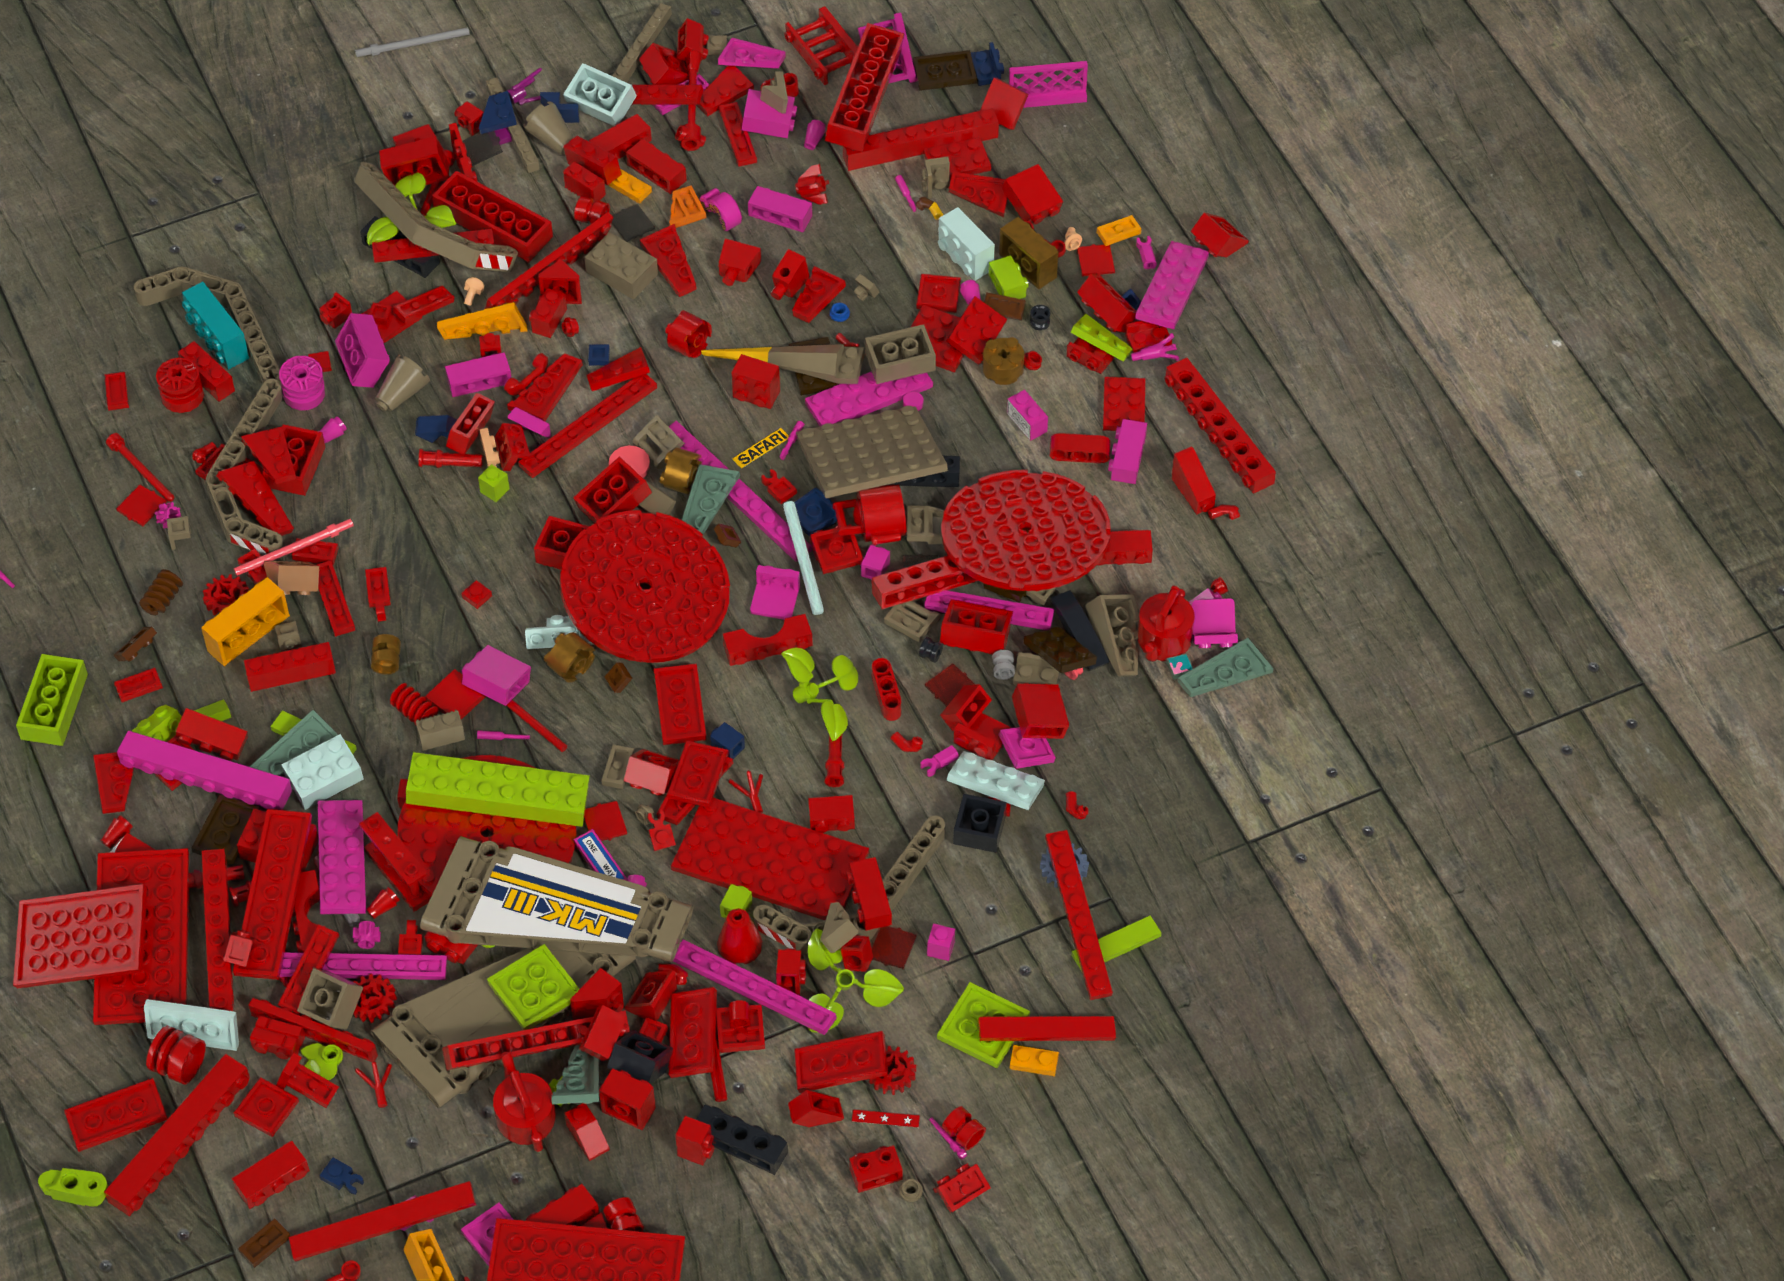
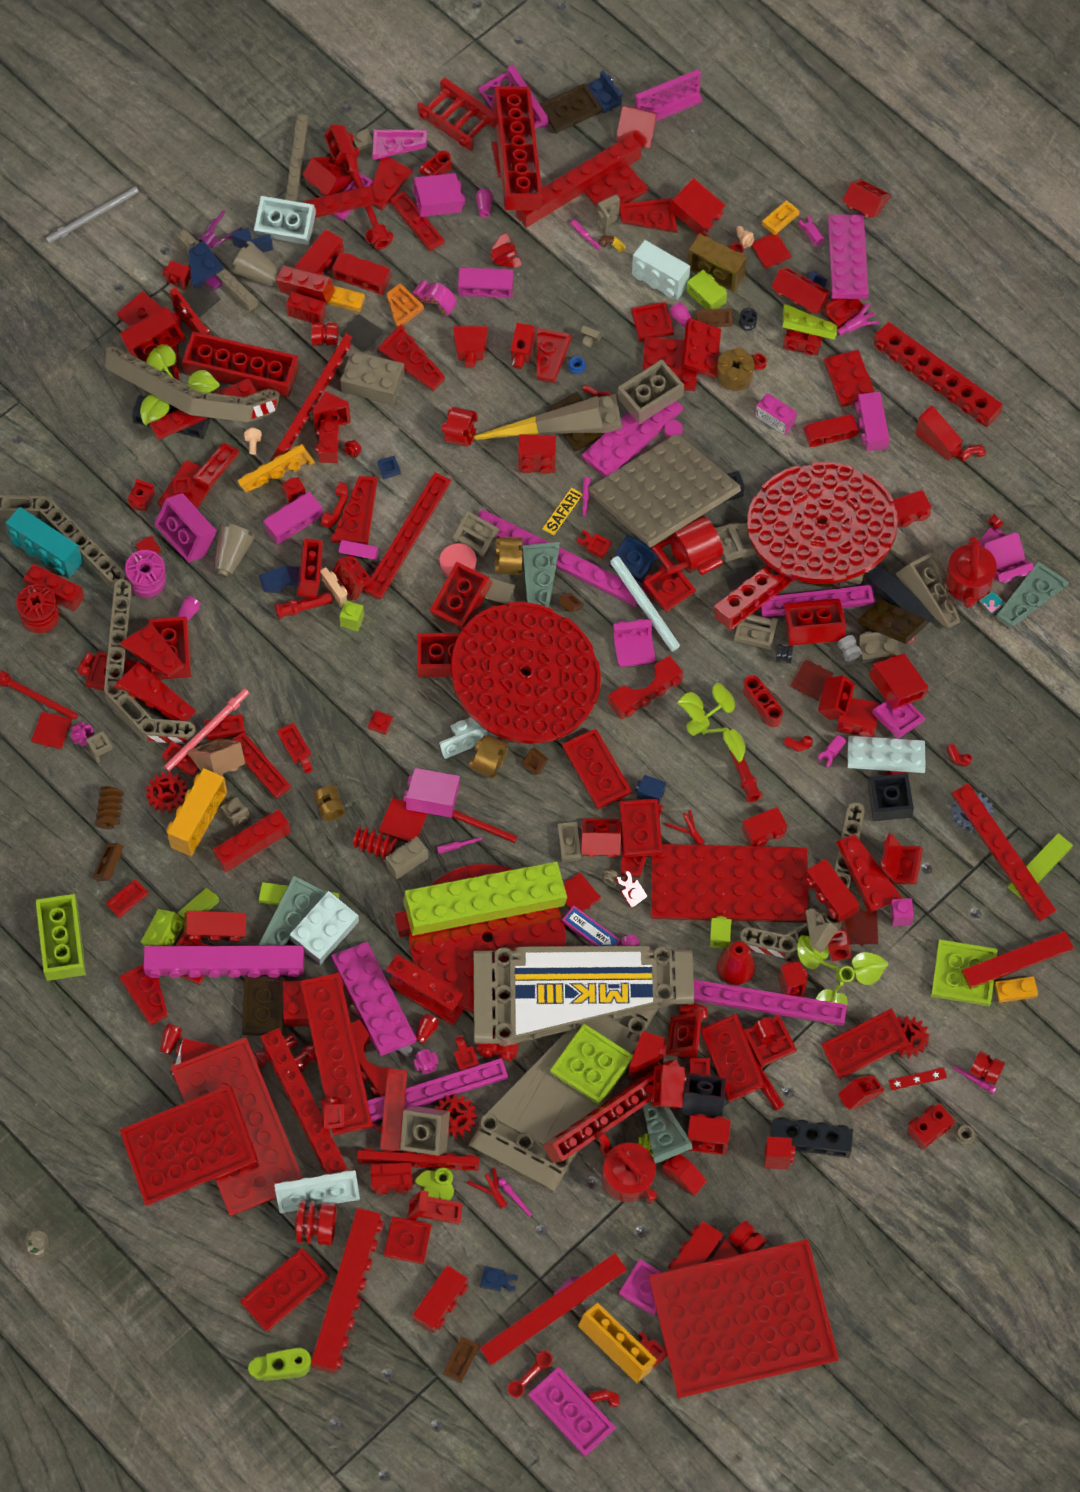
camera: 20 degrees left, 10 degrees up
(394, 1088) = (508, 1189): none -> dark pink piece
(620, 370) = (415, 475): red wing -> none
(775, 94) = (442, 175): dark tan slope -> none
(875, 562) = (706, 589): dark pink brick -> none
(918, 891) = (868, 877): none -> red wing
(959, 890) = (901, 862): none -> red bracket
(962, 1187) = (1004, 1118): red bracket -> none

